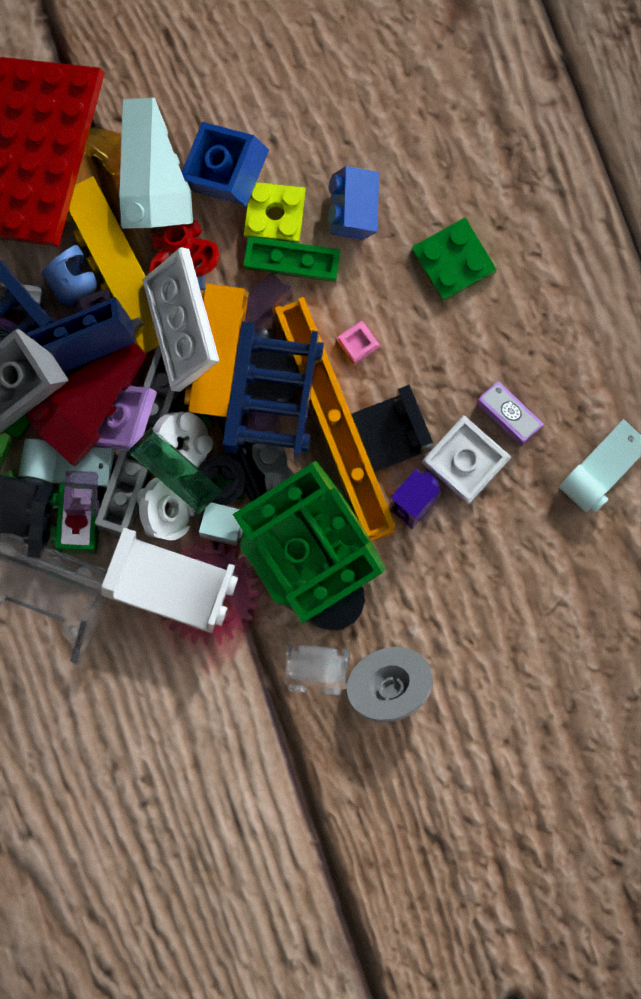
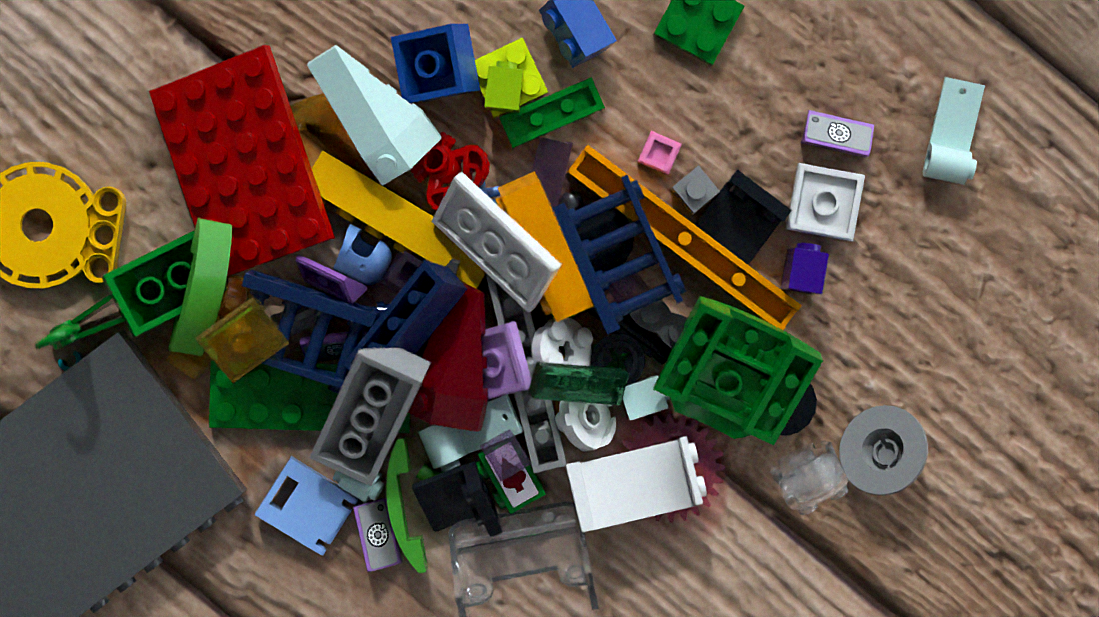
camera: 30 degrees left, 10 degrees up
(33, 277) = (329, 280): none -> medium lavender slope
(265, 213) = (504, 87): none -> lime brick
(366, 385) = (695, 190): none -> light grey brick

